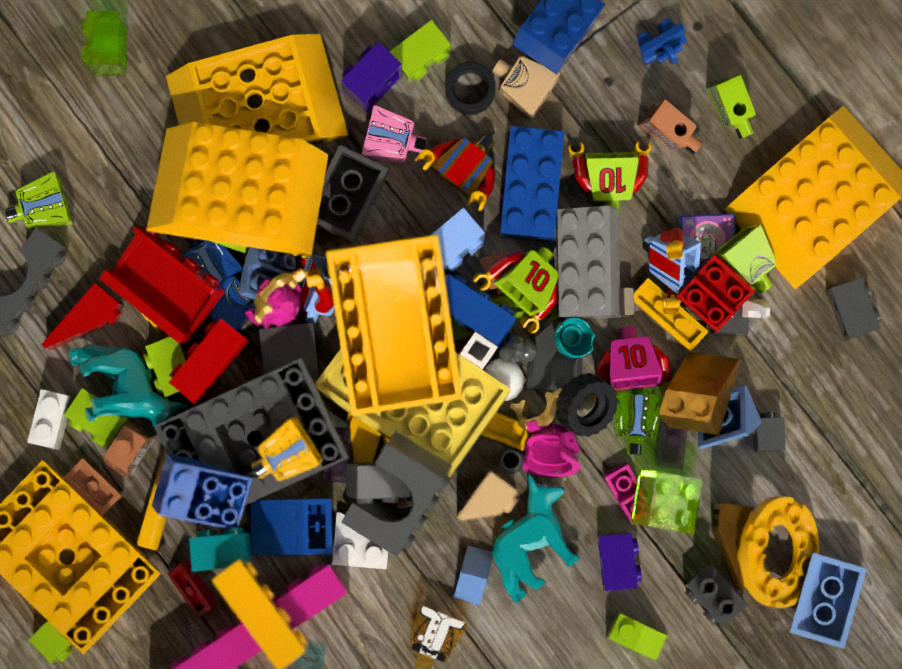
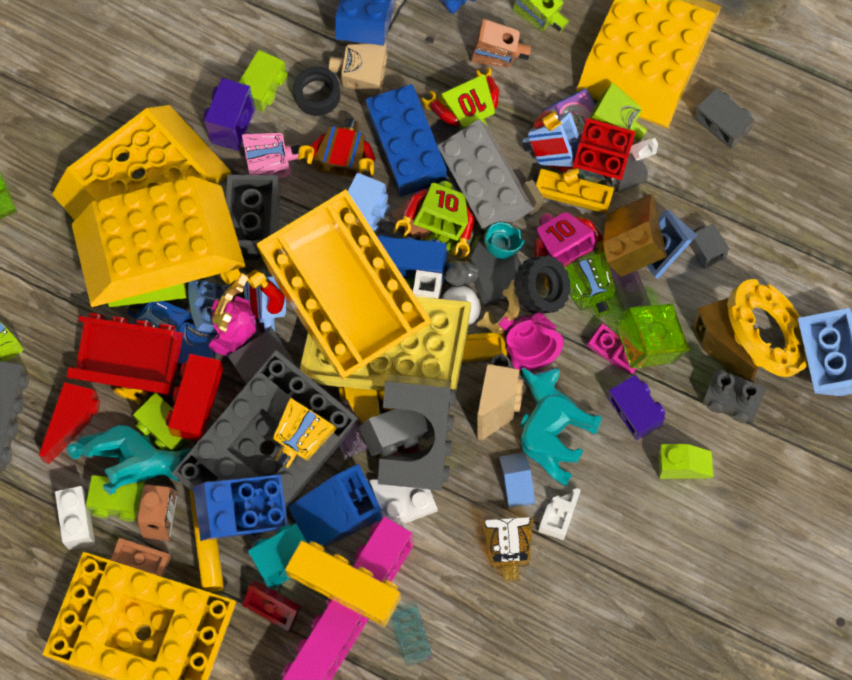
camera: 20 degrees left, 15 degrees down
(496, 628) = (559, 514): none -> white slope

